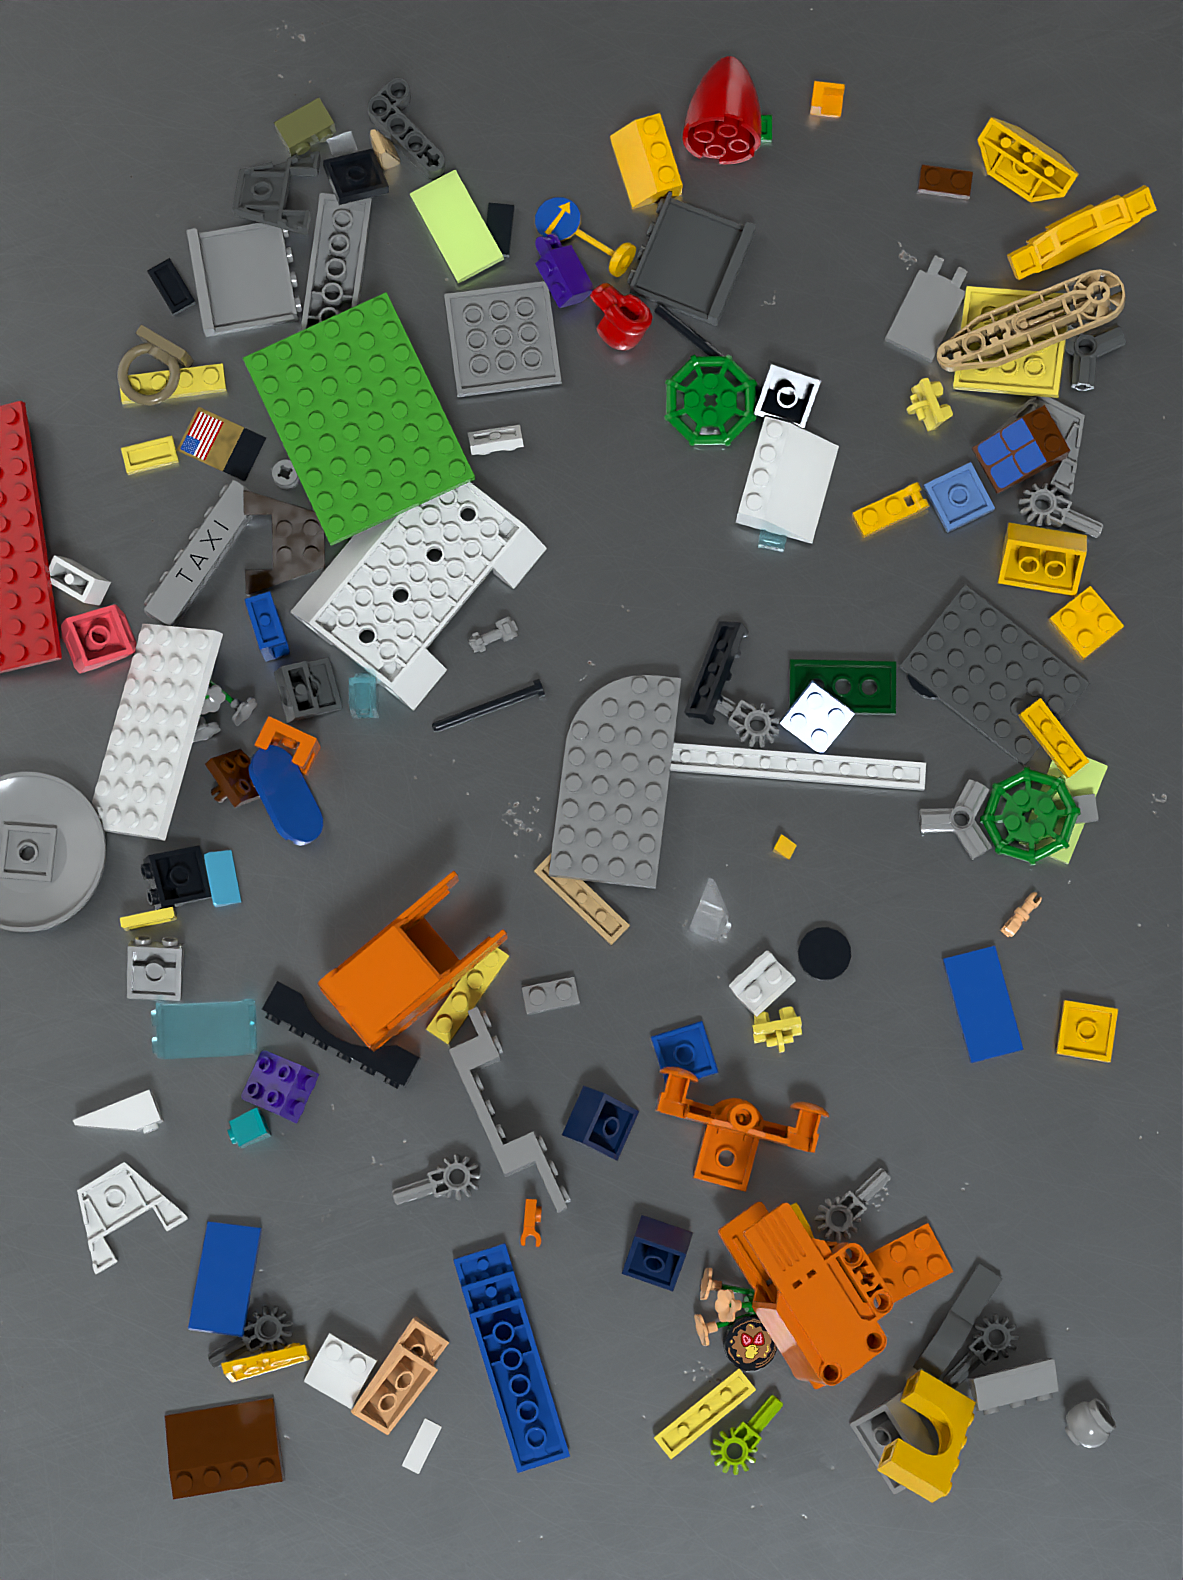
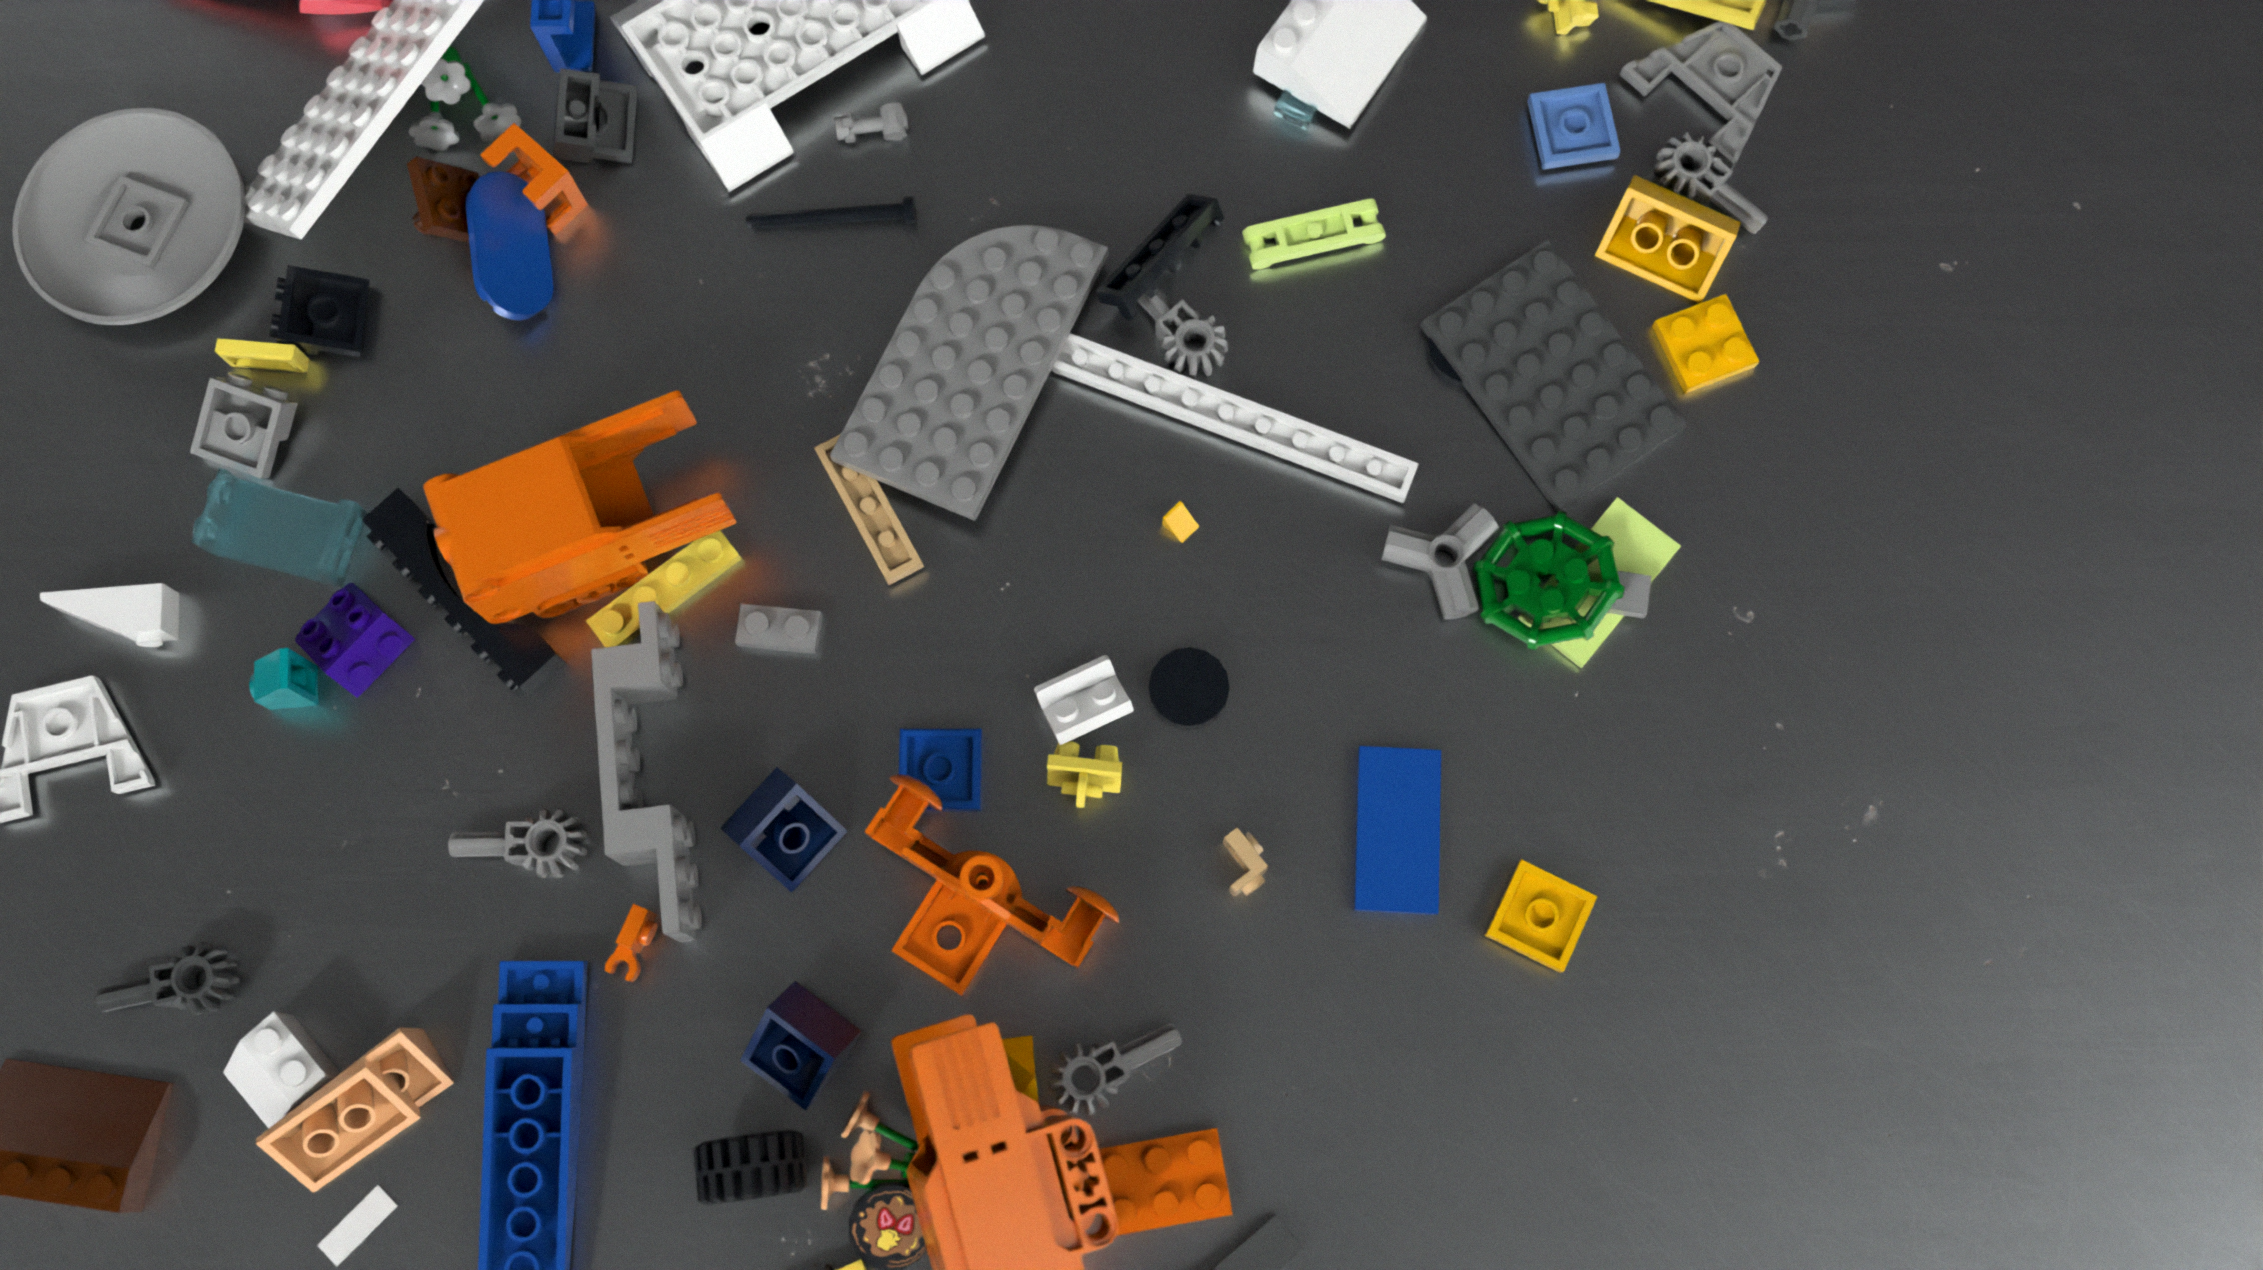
camera: 20 degrees right, 5 degrees down
(222, 878) = (384, 333): medium azure slope -> none
(225, 1279) = (163, 886): blue tile -> none
(265, 1362) = (167, 1026): yellow wing -> none
(363, 696) = (661, 146): clear light blue brick -> none
(656, 1334) = (750, 1167): none -> black tyre
(711, 915) = (1041, 583): clear slope -> none
(810, 624) = (1313, 233): none -> yellowish green plate
(817, 717) = (1281, 356): plate -> none
(855, 674) = (1325, 304): dark green plate -> none
(889, 510) = (1472, 118): yellow plate -> none
(893, 1047) = (1246, 852): none -> tan bracket
(1021, 449) = (1683, 81): slope -> none
(1021, 915) = (1492, 719): light nougat piece -> none
(1053, 738) = (1613, 480): yellow plate -> none

